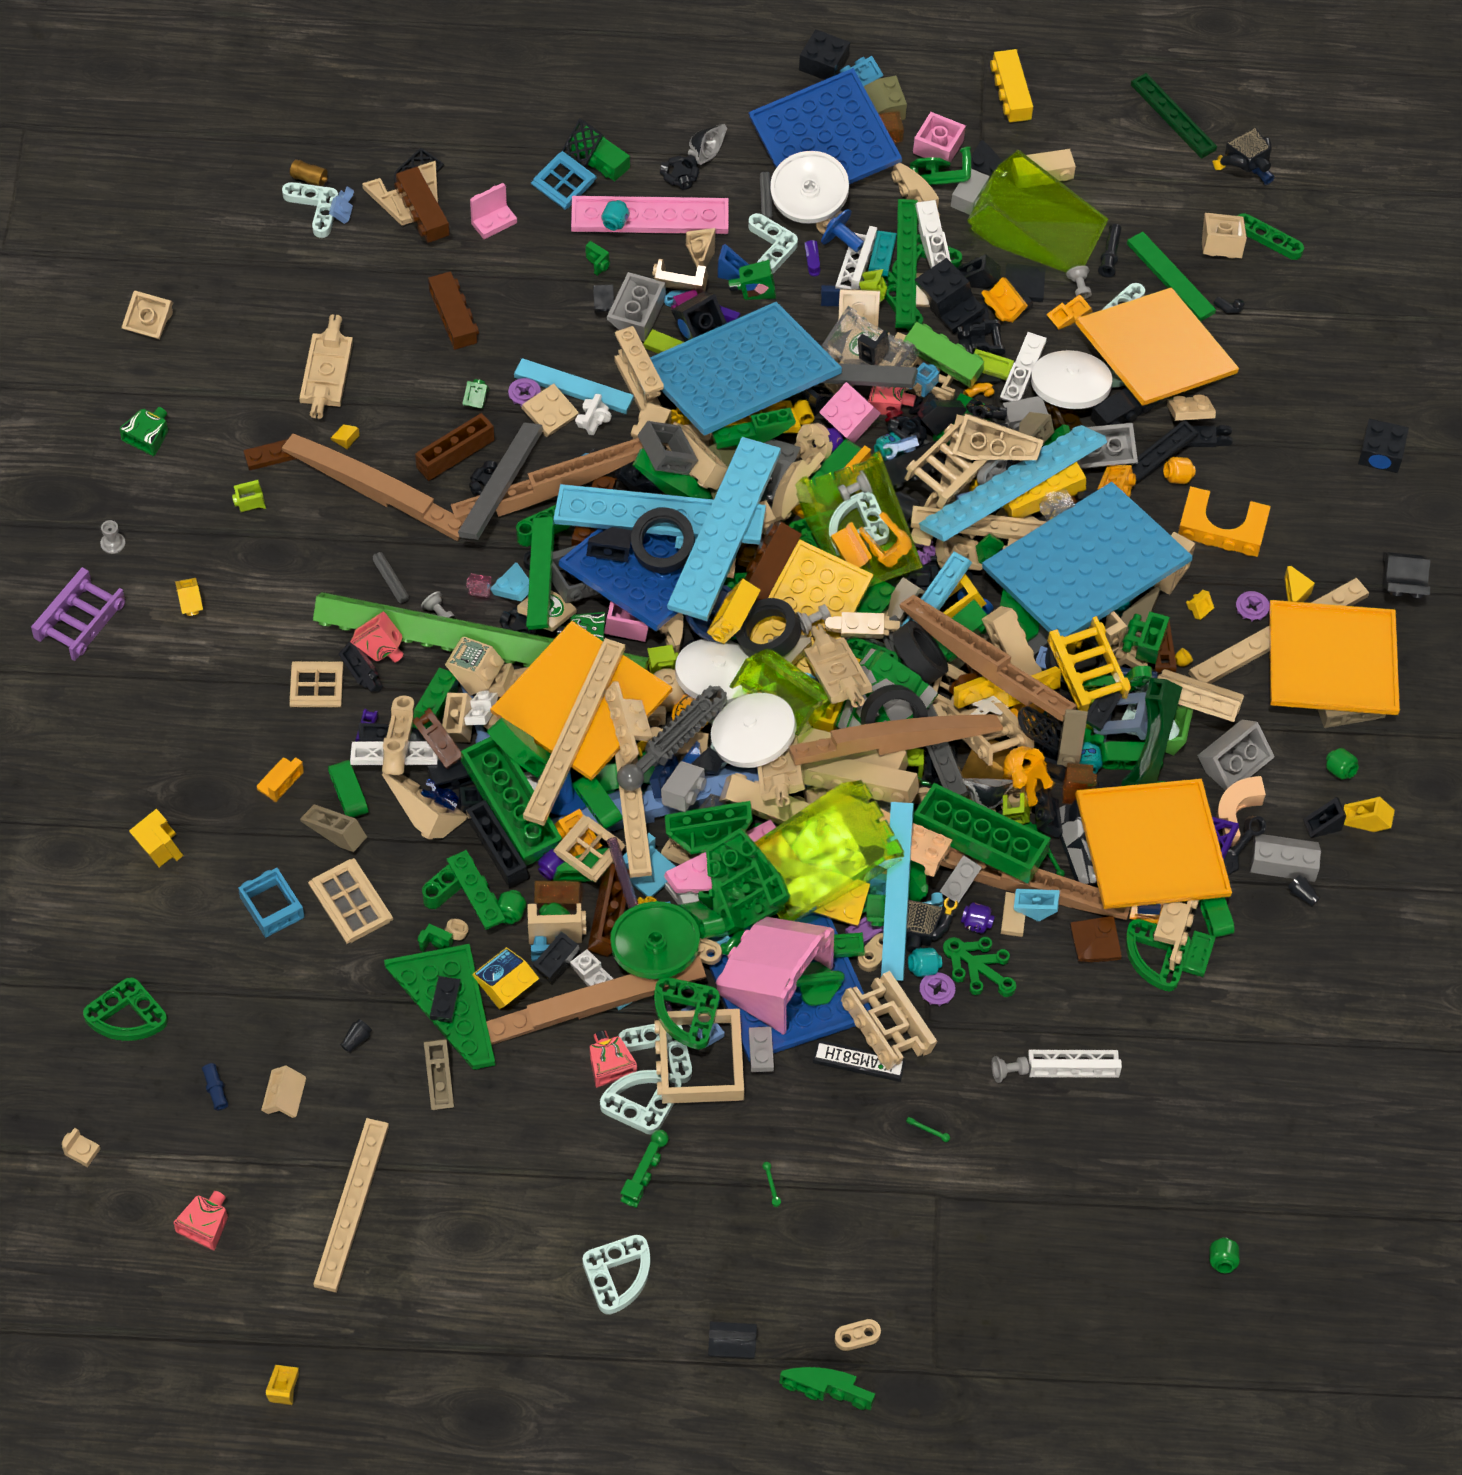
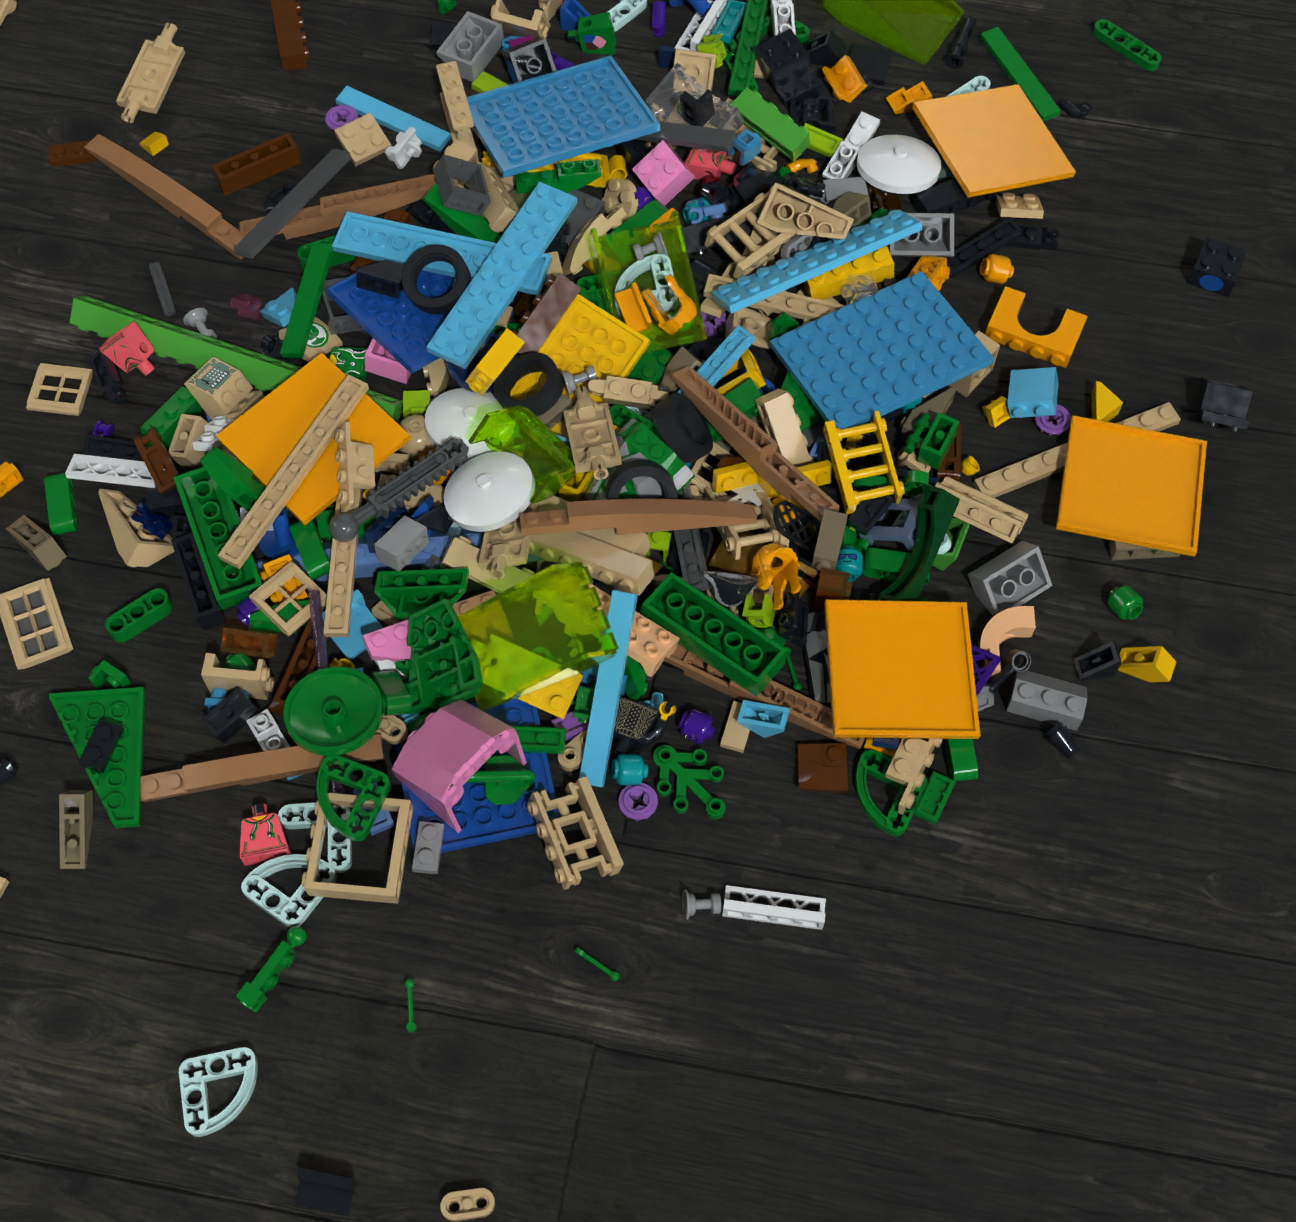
camera: 10 degrees right, 5 degrees up
(248, 496) = (41, 191): lime window -> none
(398, 735) = (119, 454): tan plate -> none
(457, 928) = (136, 668): tan tile -> none
(475, 394) = (291, 115): bracket -> none
(476, 889) = (163, 629): green bracket -> none
(505, 977) = (170, 729): yellow slope -> none
(512, 906) = (195, 649): green head -> none
(855, 1060) = (531, 872): tile -> none
(960, 879) = (685, 681): light grey plate -> none
(1078, 275) = (924, 61): light grey piece -> none
(1115, 631) = (898, 430): tan panel -> none
(1223, 235) = (1080, 38): tan slope -> none
(1224, 1255) = (906, 1165): green head -> none
(1231, 583) = (1033, 392): none -> medium azure brick

